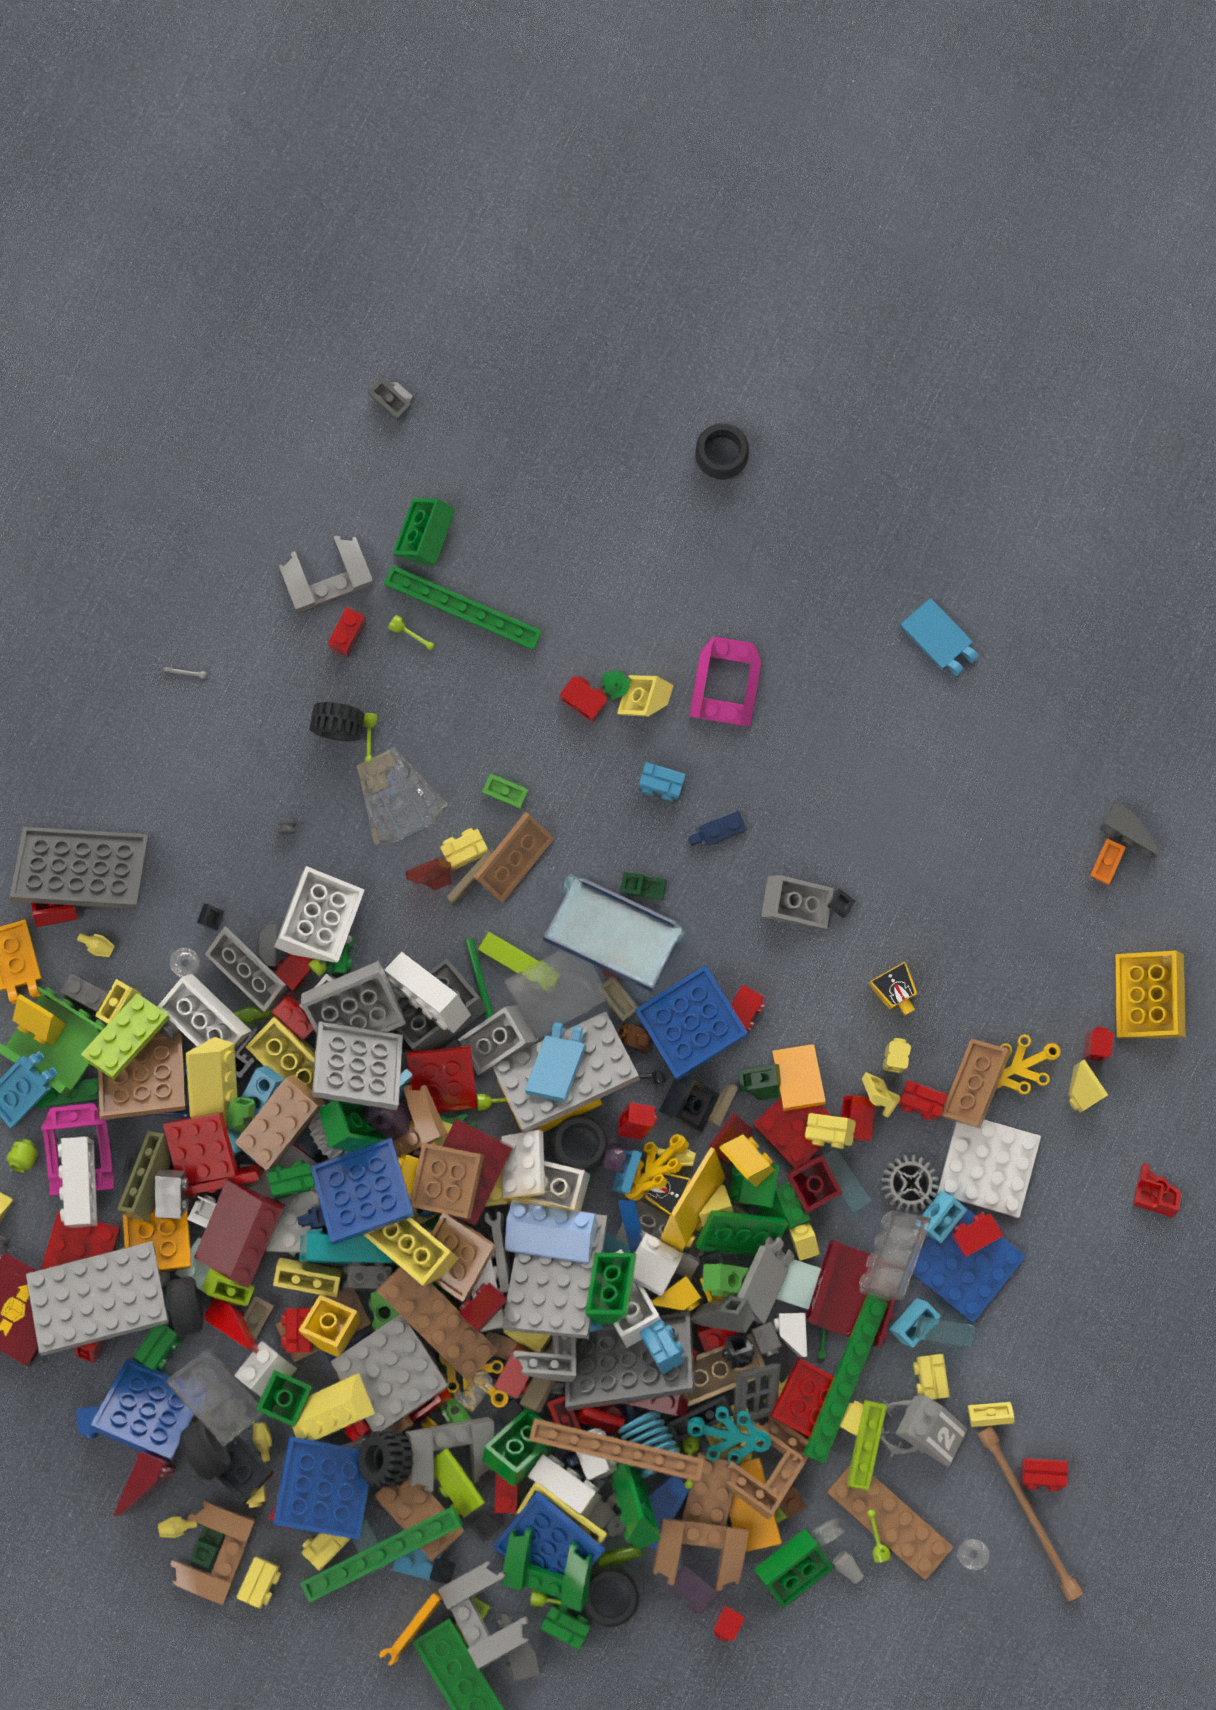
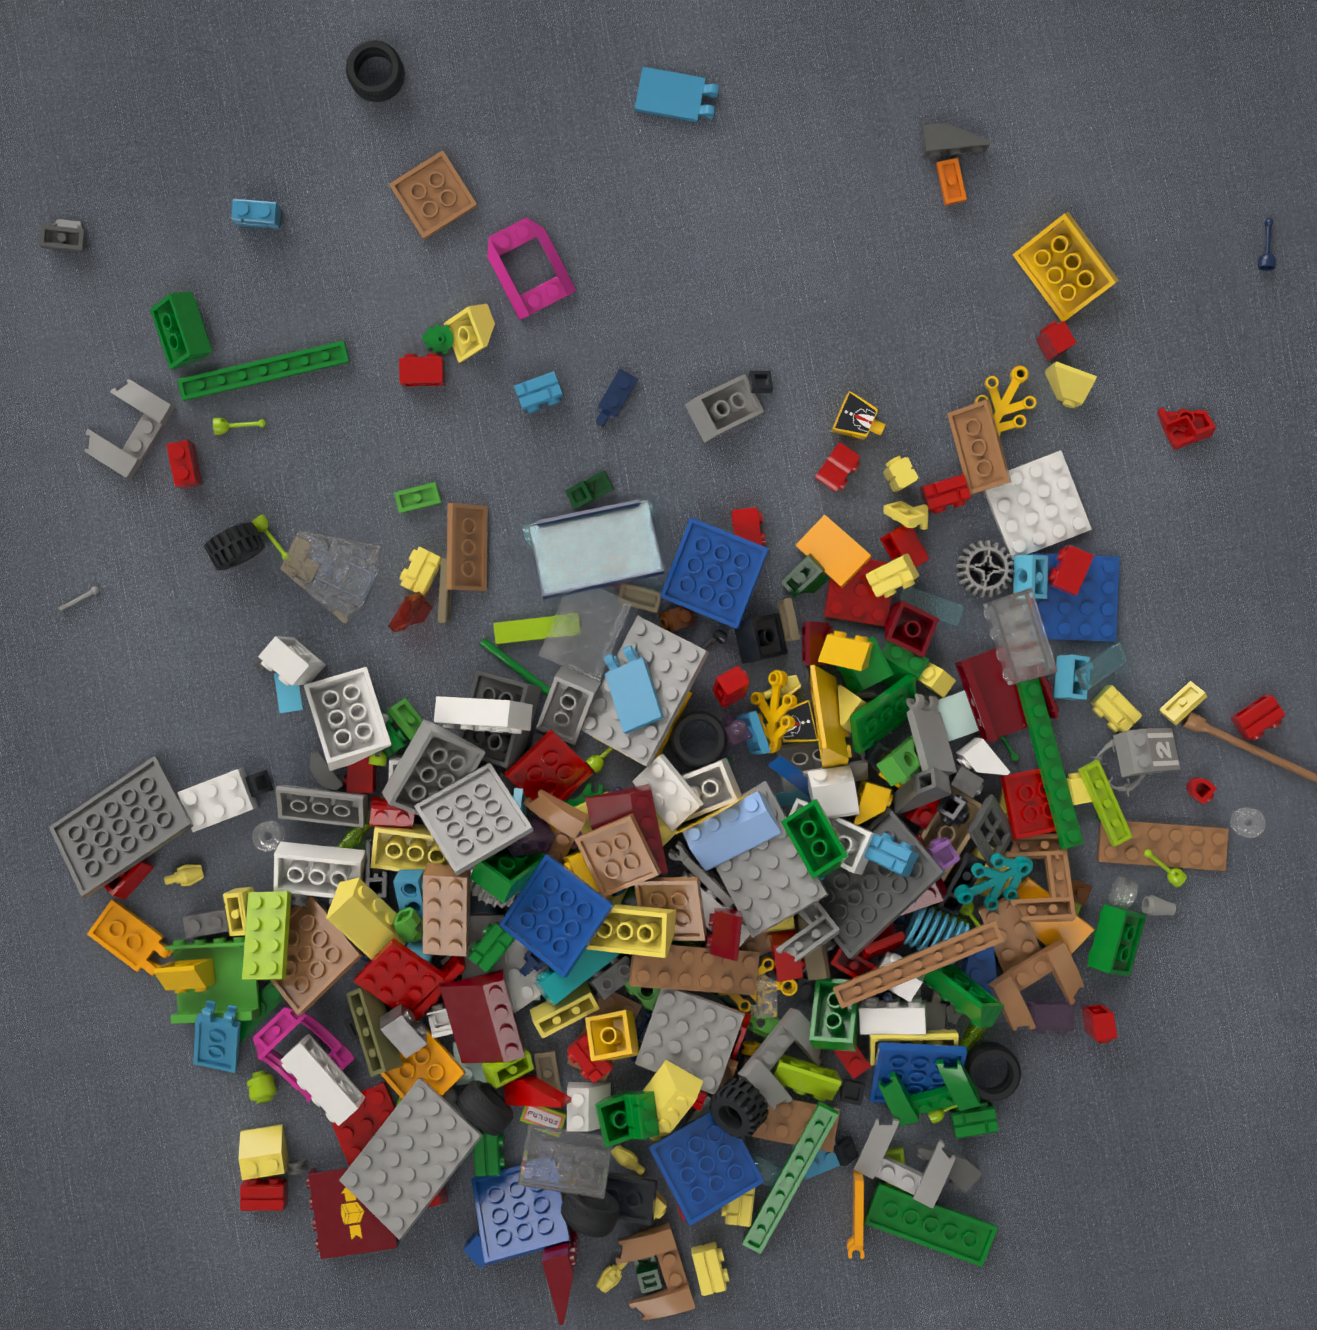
camera: 40 degrees left, 10 degrees up
(169, 905) = (218, 799): none -> white brick
(222, 1349) = (543, 1116): none -> tile
(288, 864) = (288, 696): none -> medium azure sticker
(304, 1406) = (641, 1115): none -> green brick
(312, 840) = (291, 661): none -> white brick
(363, 951) = (406, 717): none -> bright green plate
(549, 488) = (256, 213): none -> dark azure brick
(695, 574) = (433, 195): none -> medium nougat plate
(705, 1380) = (943, 852): none -> medium lavender bracket
(851, 1015) = (837, 467): none -> red brick
(953, 1496) = (1200, 790): none -> red plate

